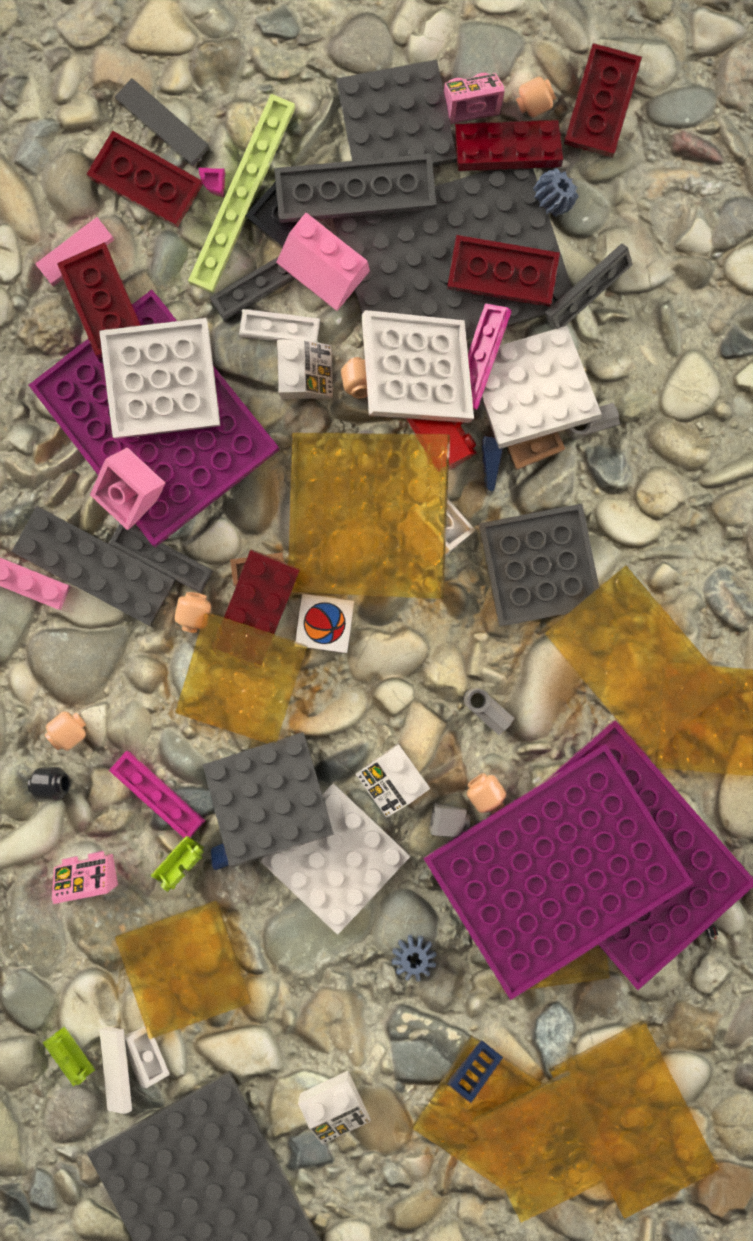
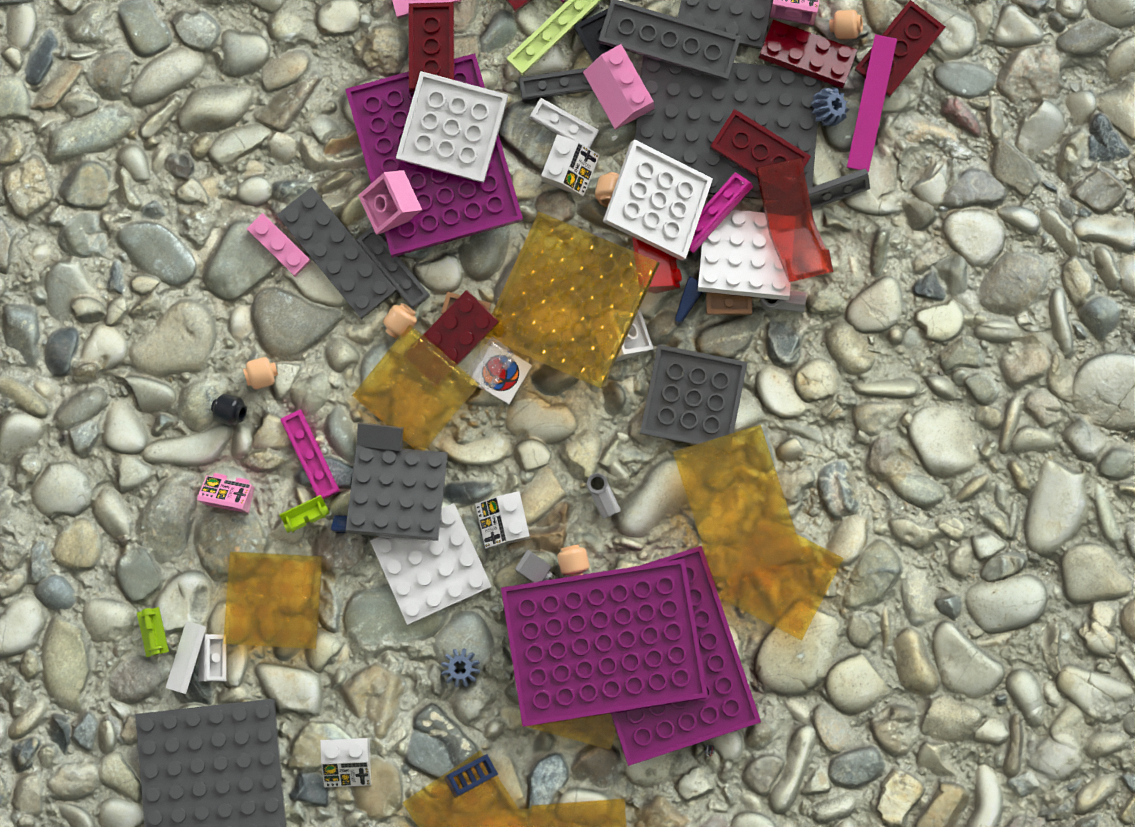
camera: 25 degrees right, 5 degrees down
(224, 745) = (380, 436): none -> dark grey tile
(309, 618) = (490, 363): none -> clear bracket
(569, 332) = (792, 220): none -> clear red windscreen
(598, 169) = (872, 103): none -> dark pink tile

